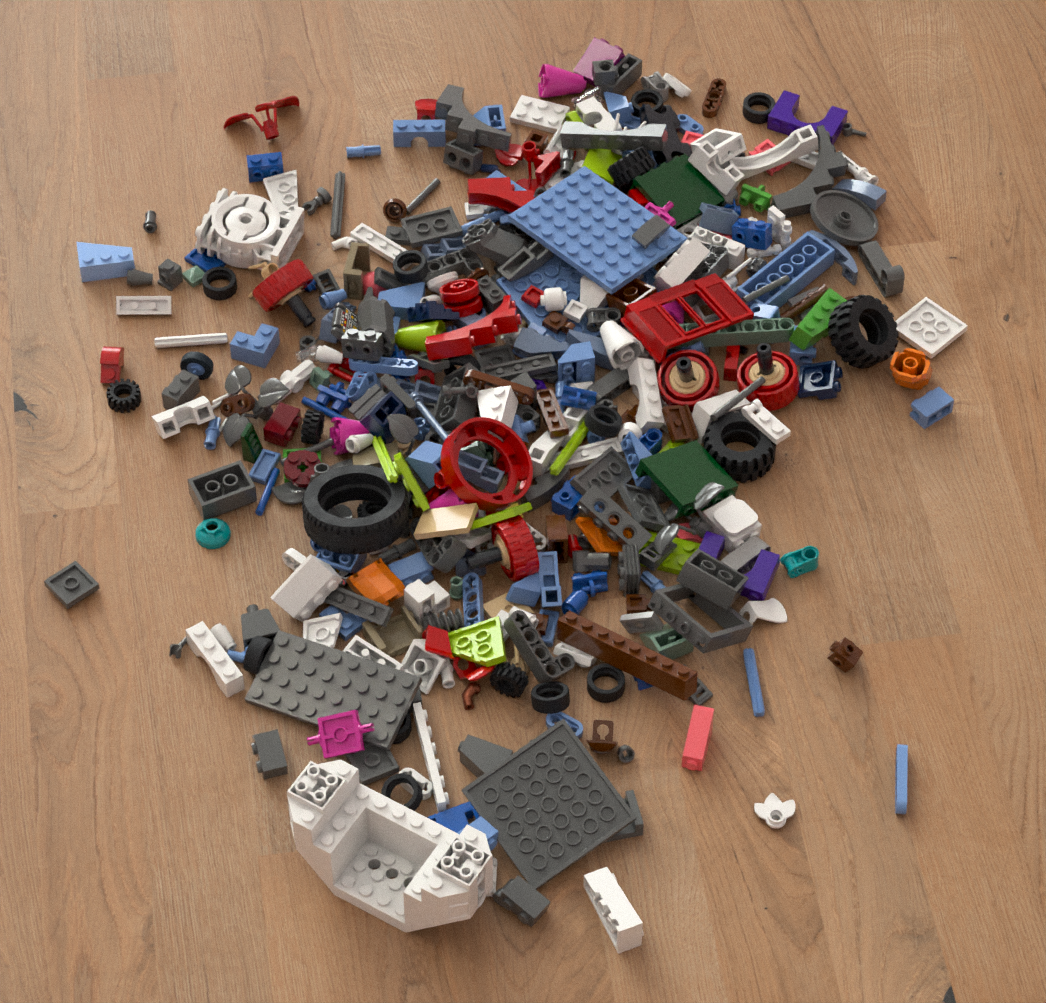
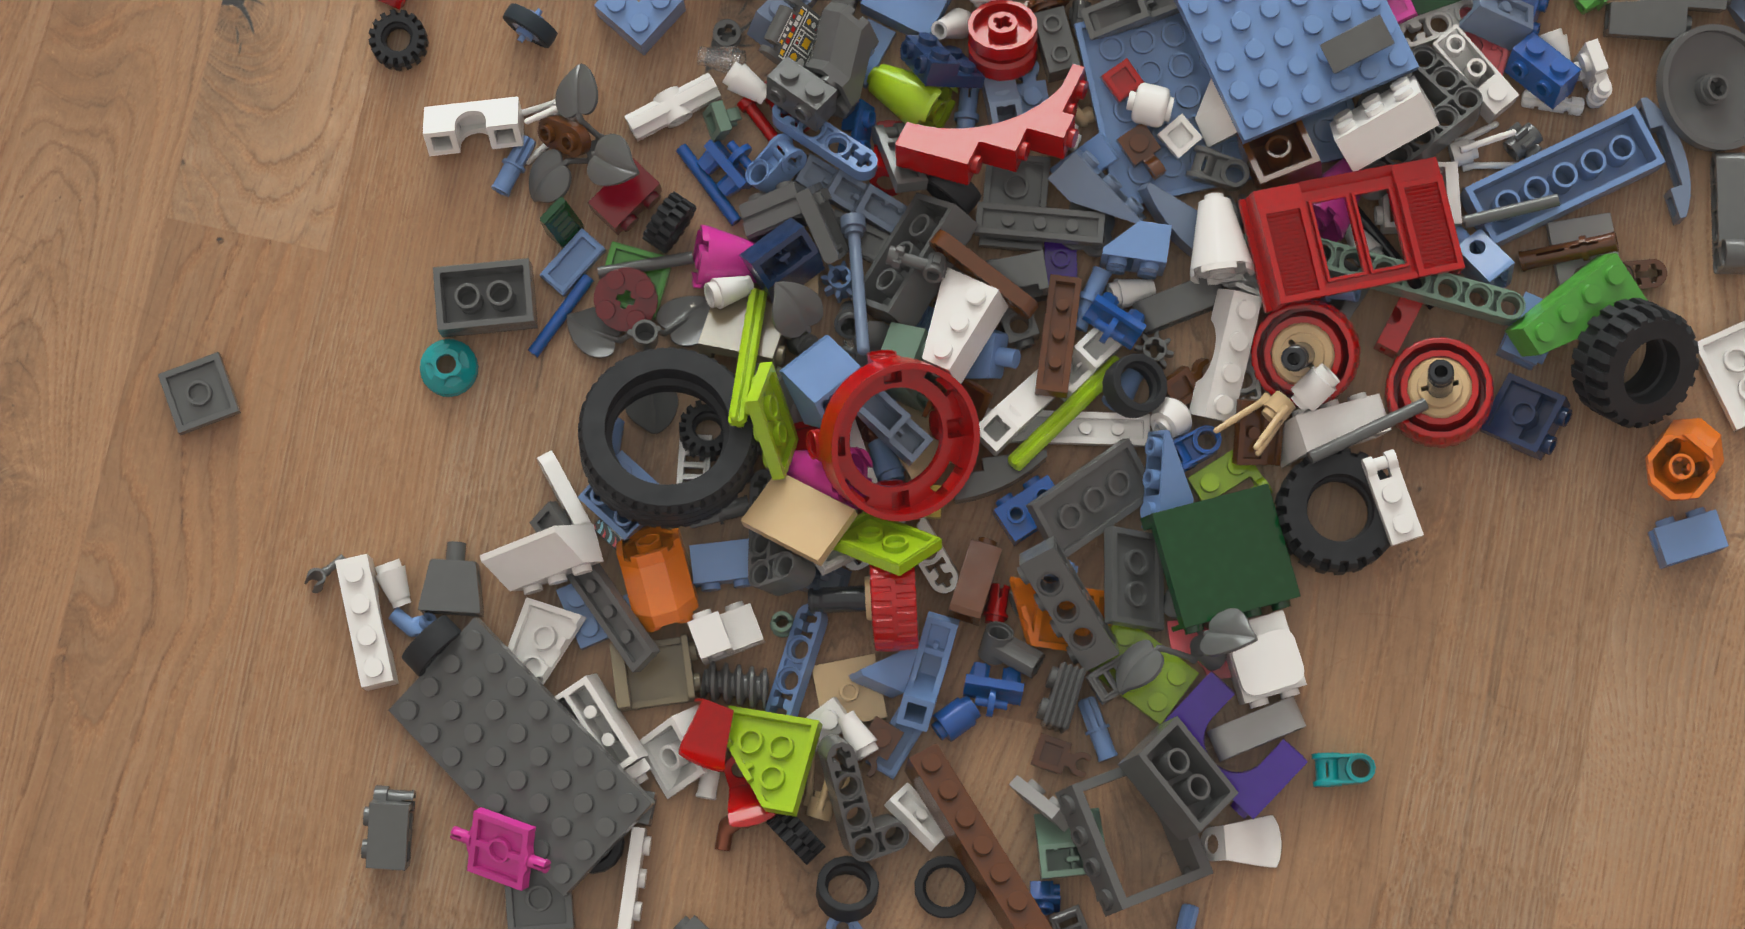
camera: 25 degrees right, 30 degrees up
(180, 390) = (488, 67): dark grey brick -> none
(684, 406) = (1276, 411): none -> tan plant
(700, 385) = (1314, 387): none -> white brick

